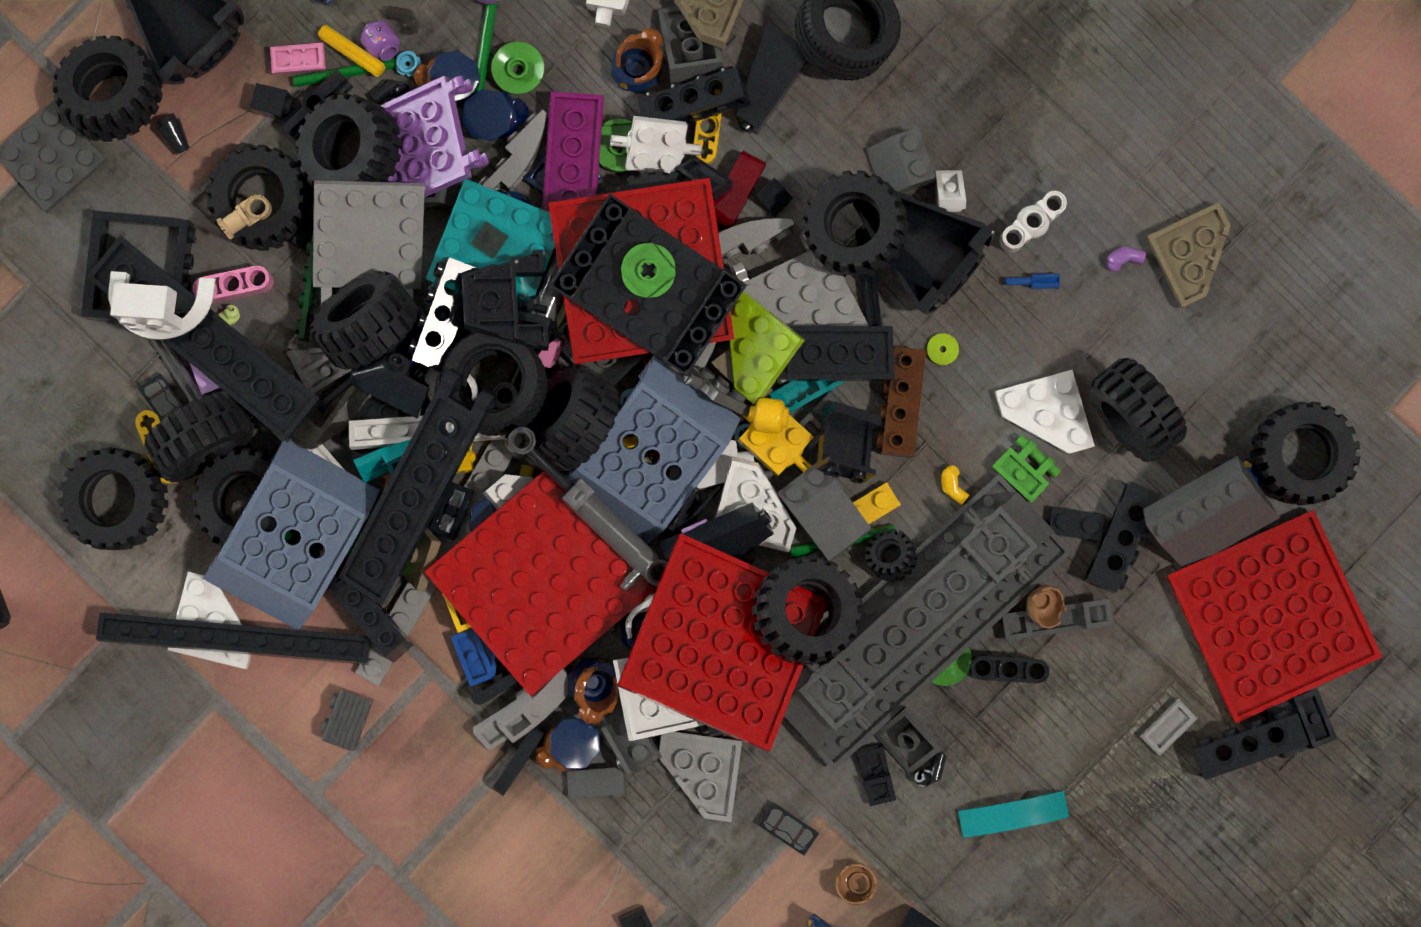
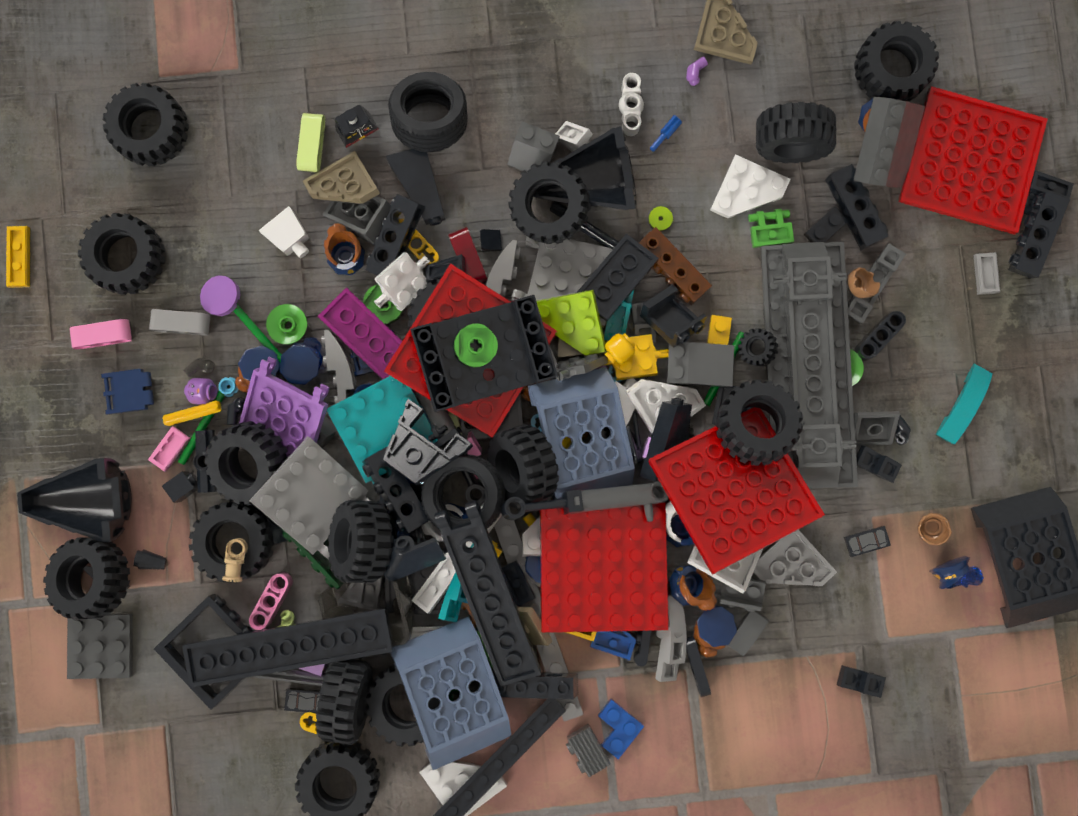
camera: 50 degrees left, 0 degrees up
(151, 308) = (242, 666): white piece -> none
(400, 739) = (624, 728): none -> blue plate
(490, 239) = (375, 425): clear smoke tile -> none
(949, 482) = (743, 279): yellow arm -> none

